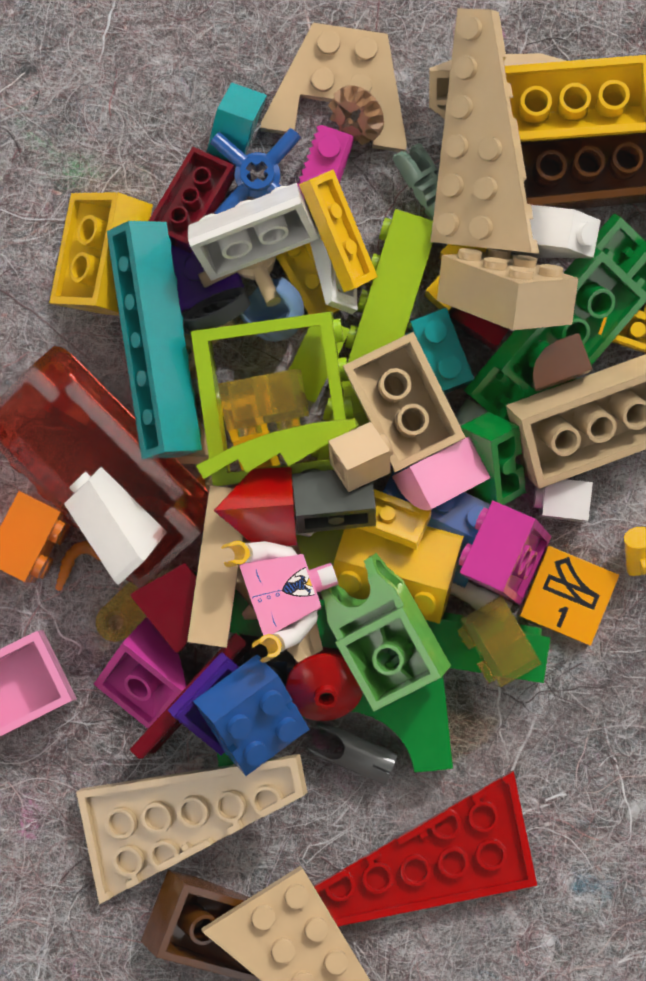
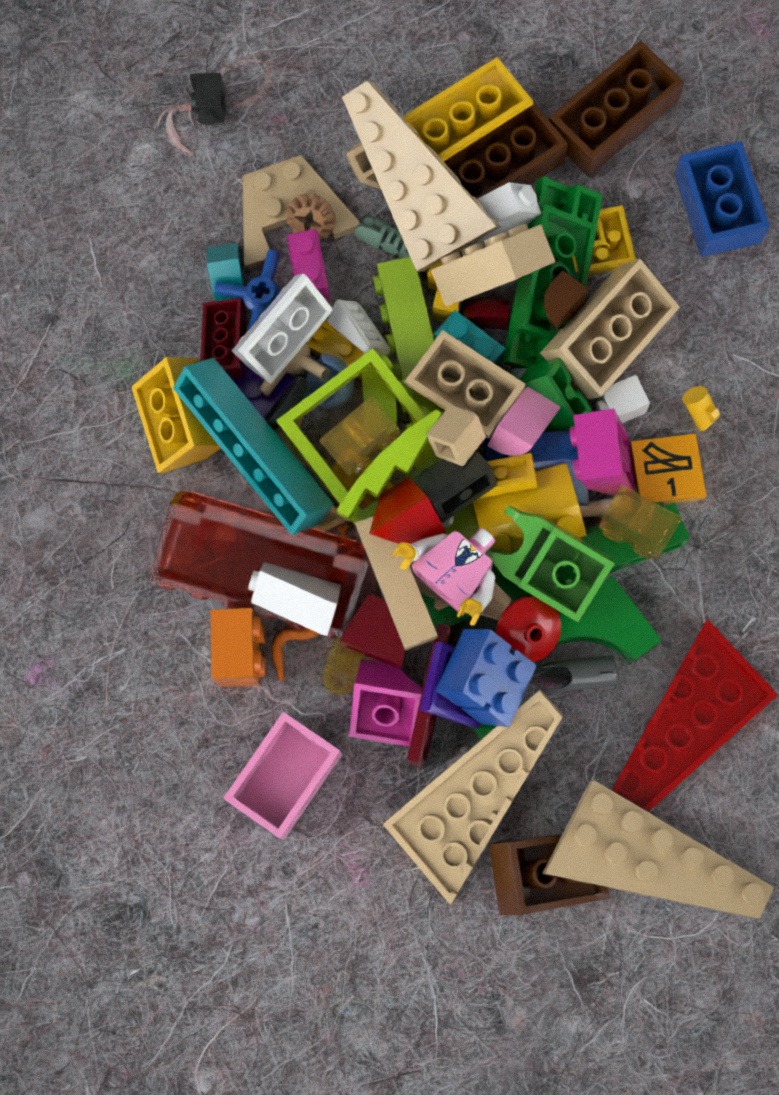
camera: 20 degrees left, 10 degrees down
(338, 230) = (346, 296): yellow plate -> none

